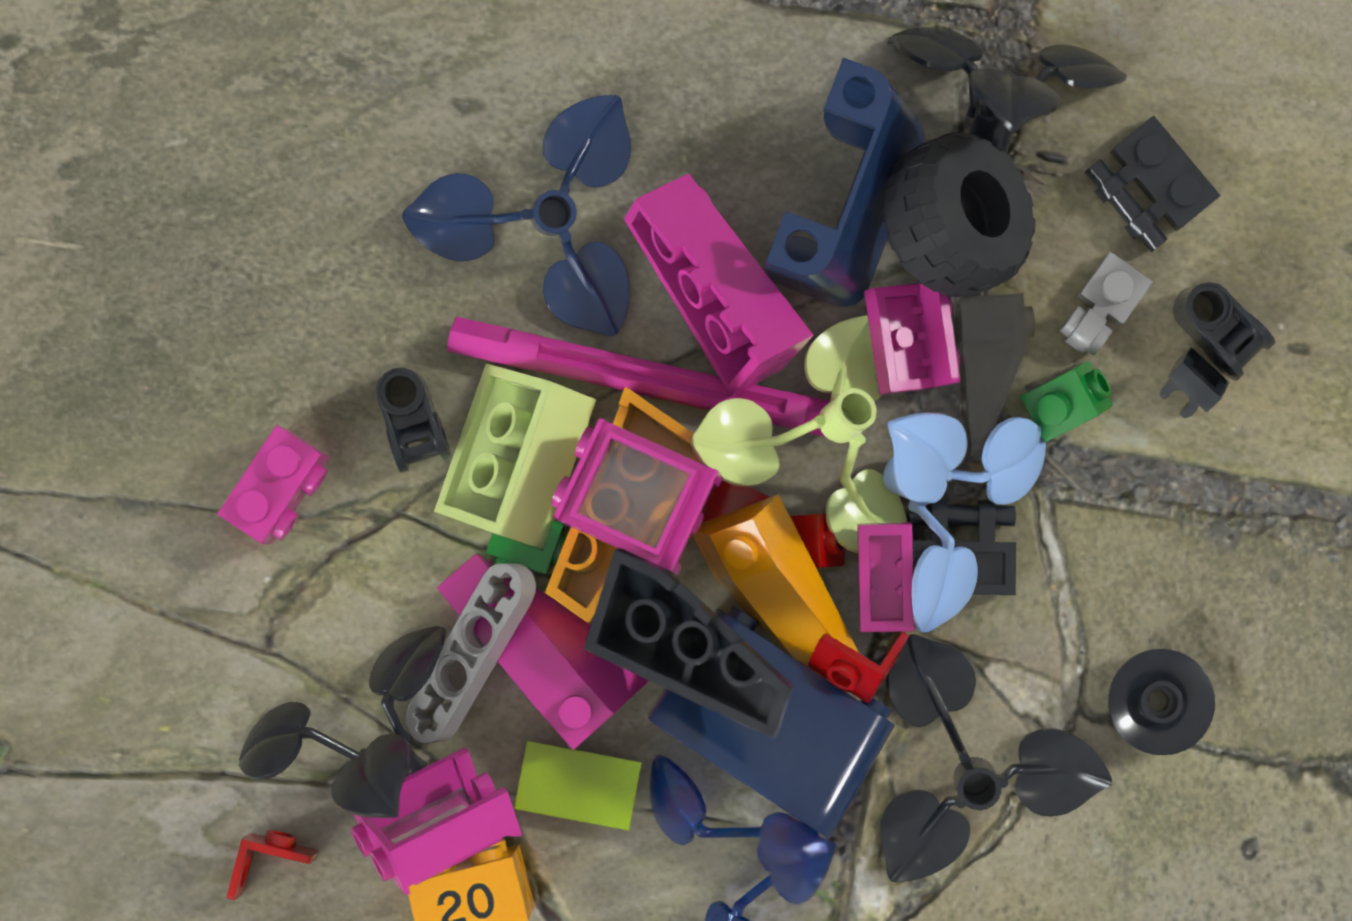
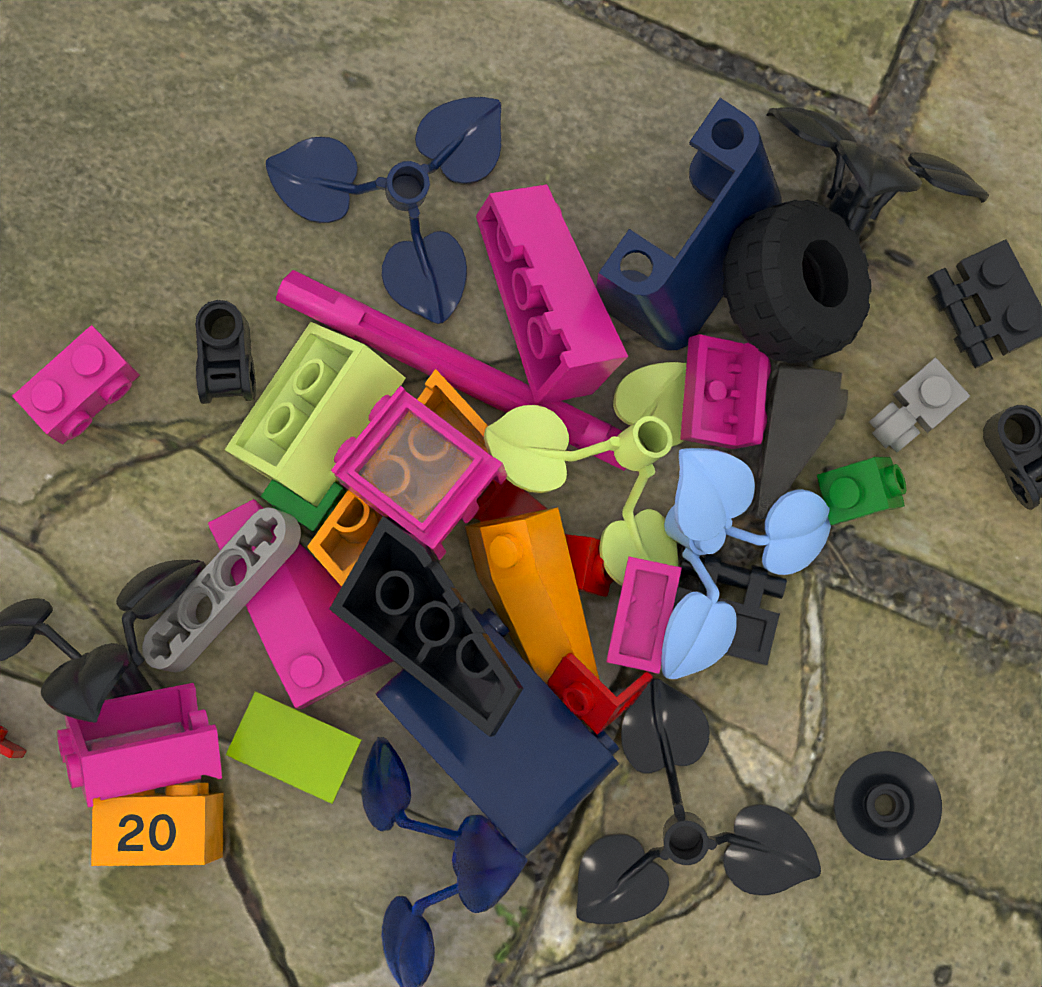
camera: 15 degrees right, 5 degrees down
(1198, 380) = (993, 500): black tile -> none

